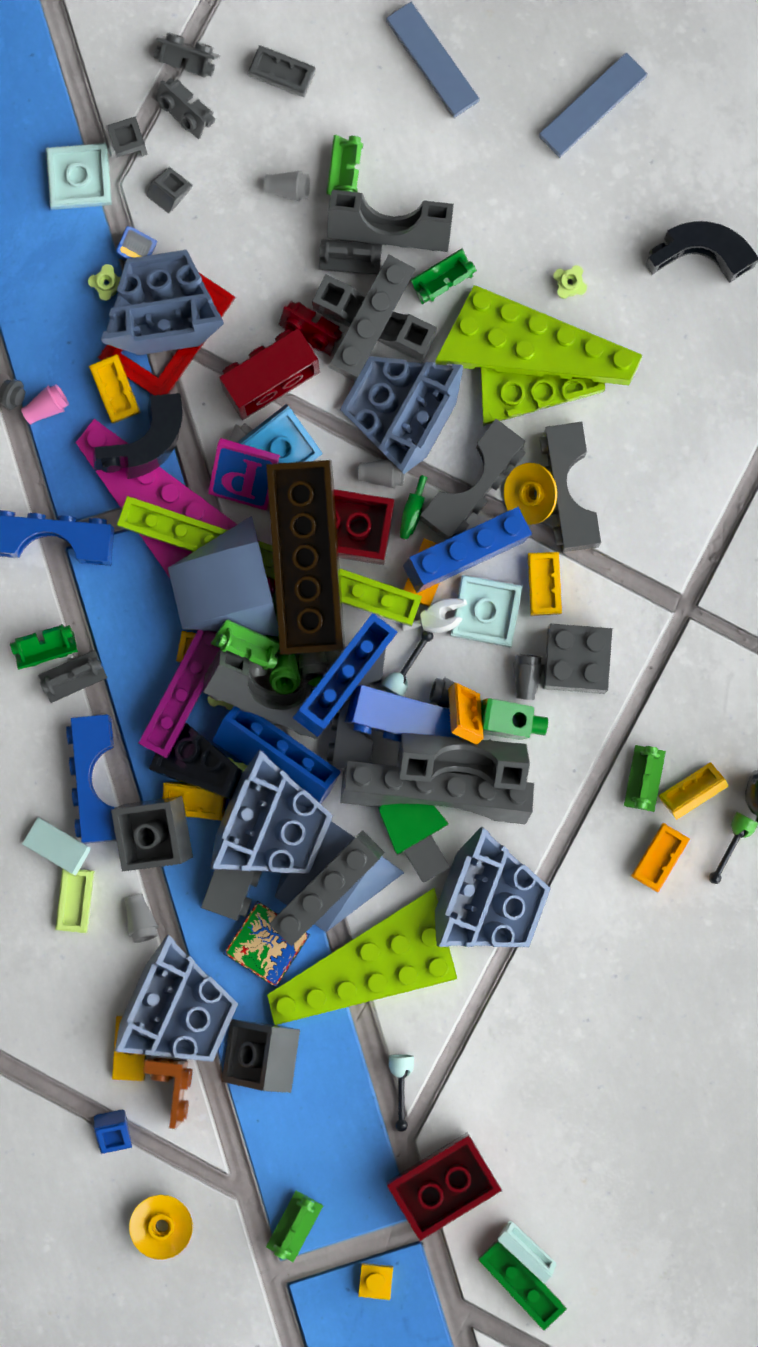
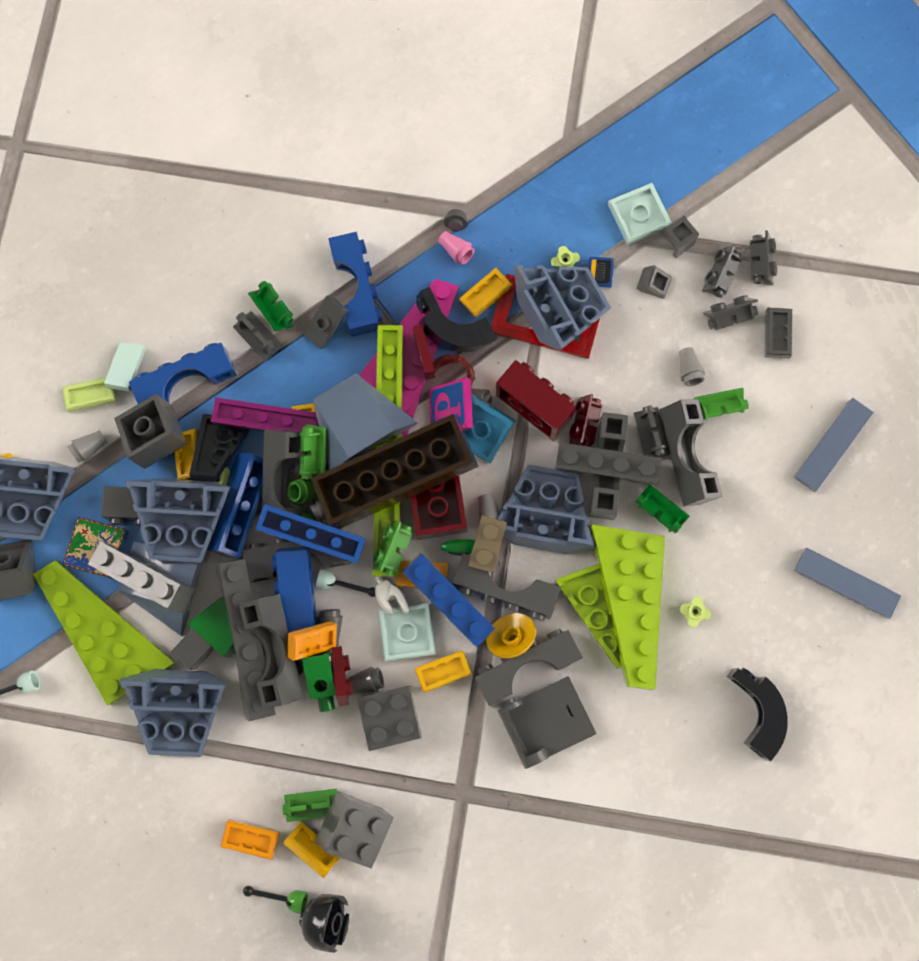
camera: 75 degrees right, 5 degrees down
(87, 587) = (325, 321): none -> dark grey plate
(167, 482) = (423, 351): none -> dark red tile
(181, 468) = (454, 358): none -> clear red helmet
(238, 101) = (741, 309): none -> dark grey hinge
(377, 583) = (394, 538): none -> bright green hinge
(420, 482) = (487, 543): none -> dark tan plate
(527, 695) = (343, 686): none -> dark red plate
(637, 488) = (546, 722): none -> dark grey door
(687, 734) = (354, 830): none -> dark grey brick

